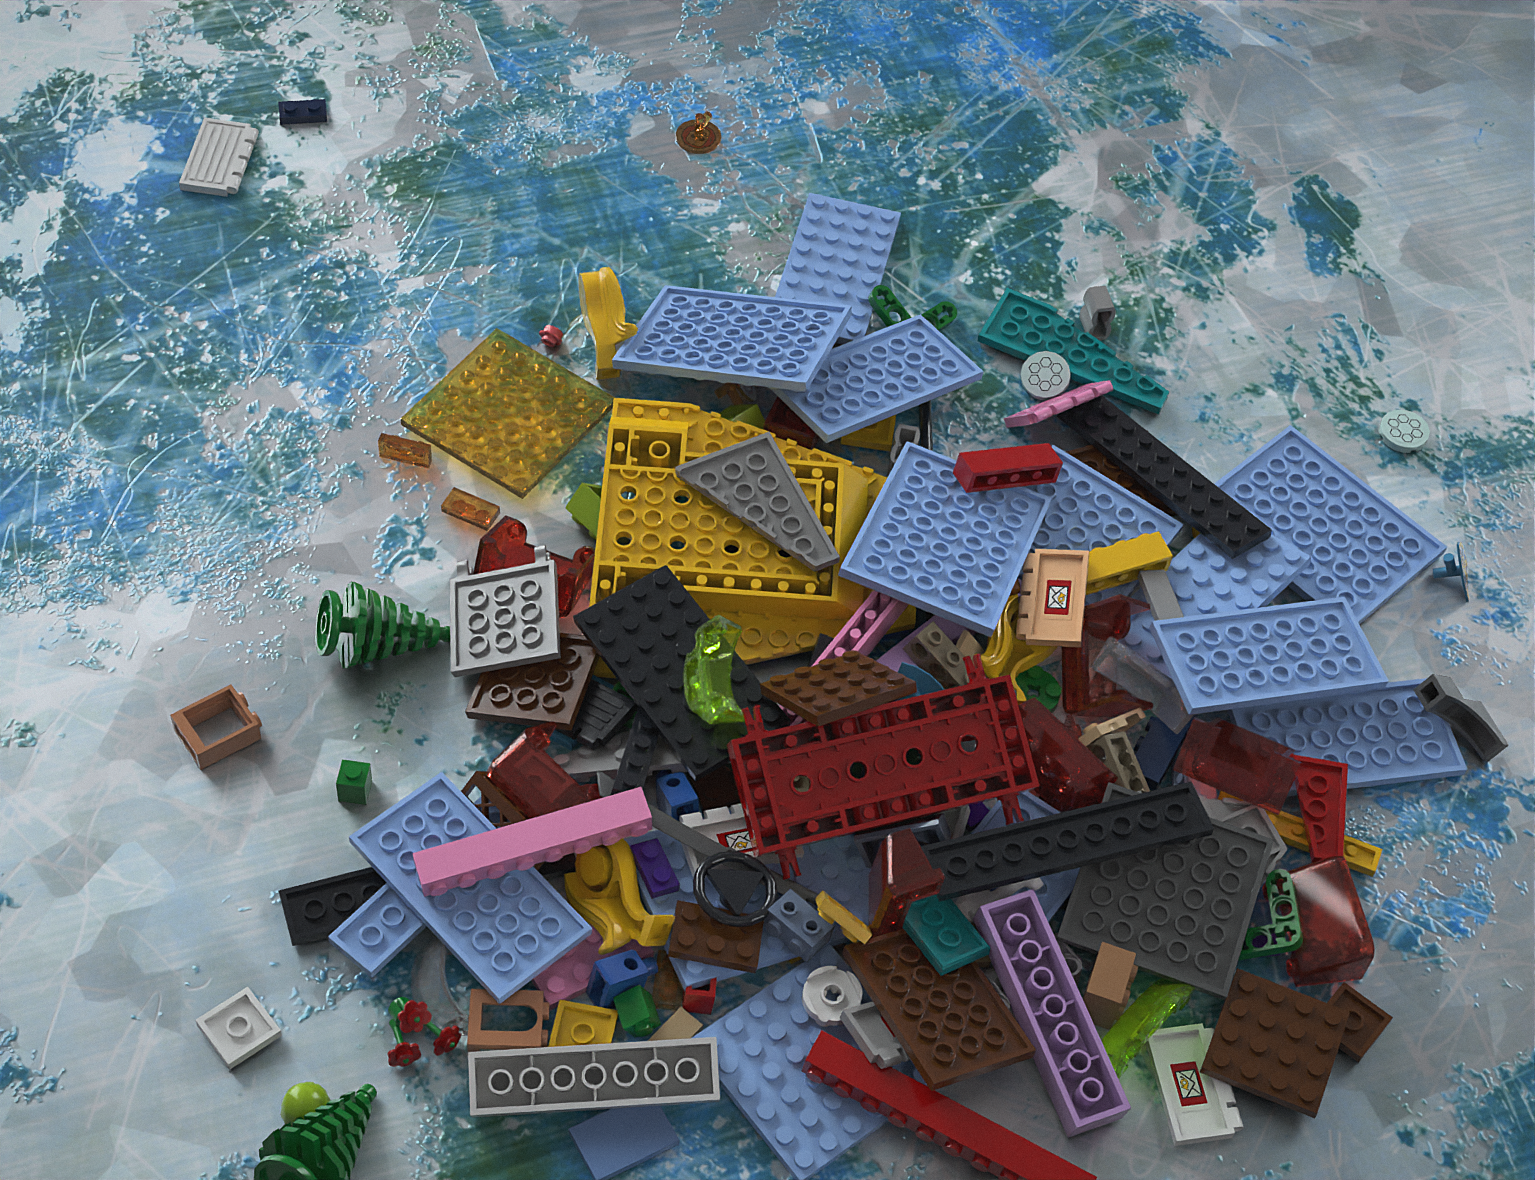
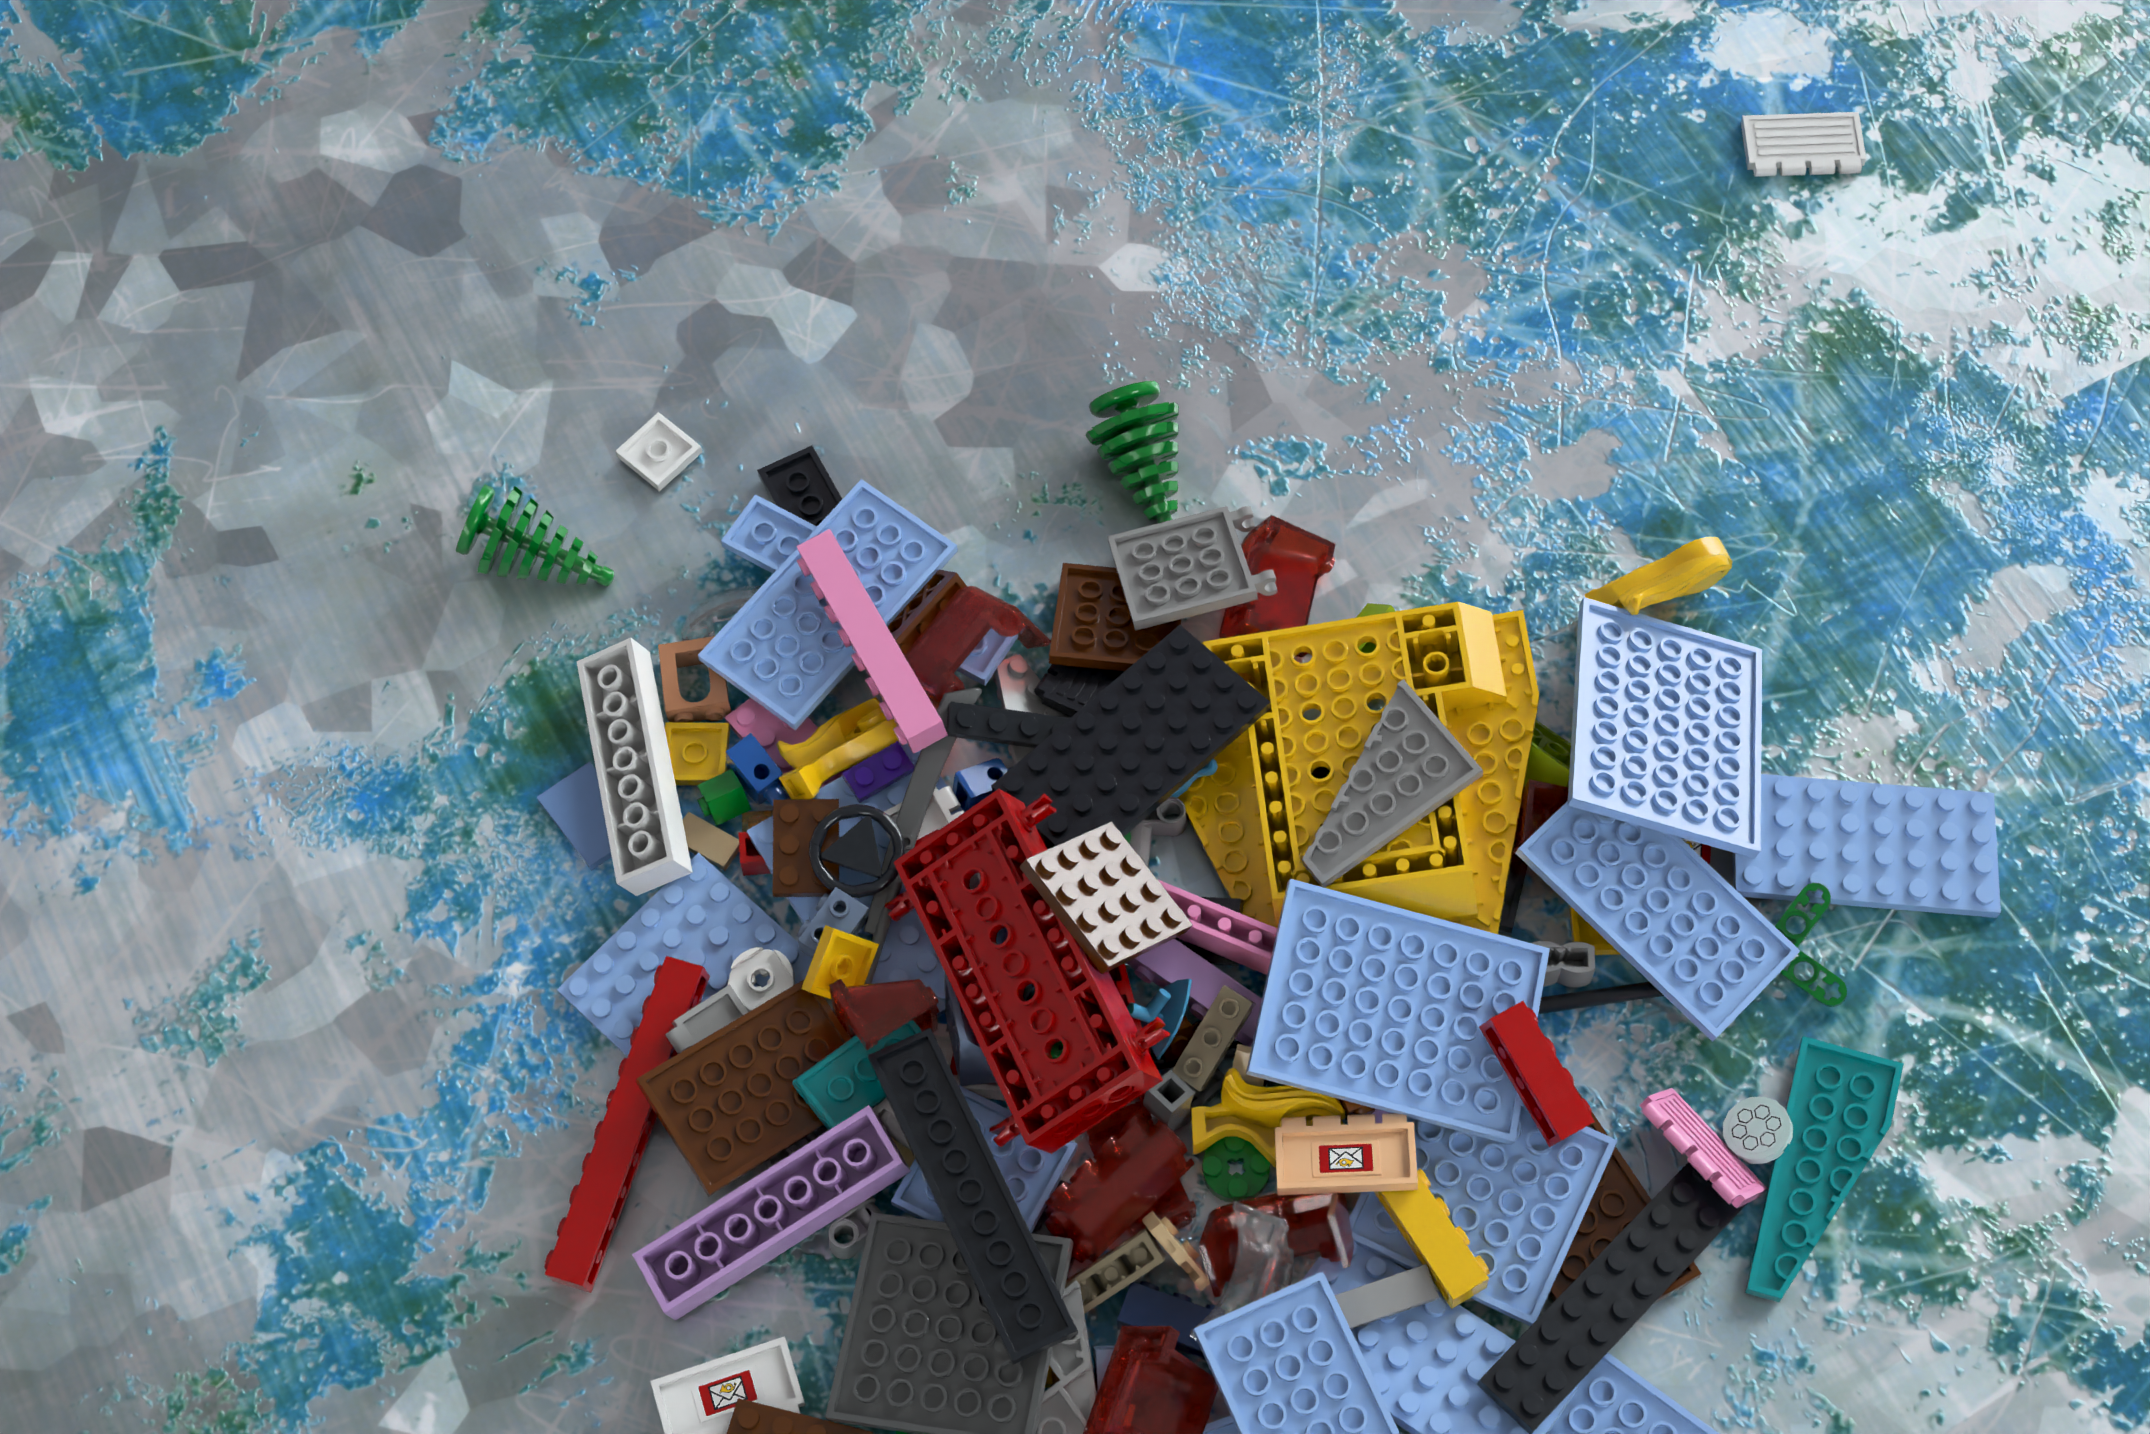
camera: 90 degrees right, 10 degrees up
(207, 708) = (980, 322): nougat window -> none
(301, 1100) = (588, 525): lime hair -> none
(302, 111) = (1913, 206): dark blue plate -> none
(354, 782) = (952, 480): green brick -> none
(405, 450) = (1410, 439): clear orange plate -> none
(410, 1016) = (673, 588): red plant -> none
(470, 509) = (1345, 512): clear orange plate -> none
(508, 412) = (1501, 521): clear yellow plate -> none
(551, 336) = (1634, 541): coral plate -> none
(699, 135) = (2054, 646): clear orange shield -> none
(708, 672) = (1109, 772): clear neon green windscreen -> none
(1097, 312) = (1886, 1182): light grey brick -> none
(1109, 984) = (819, 1278): medium nougat brick -> none
(1143, 1020) = (787, 1326): clear neon green windscreen -> none

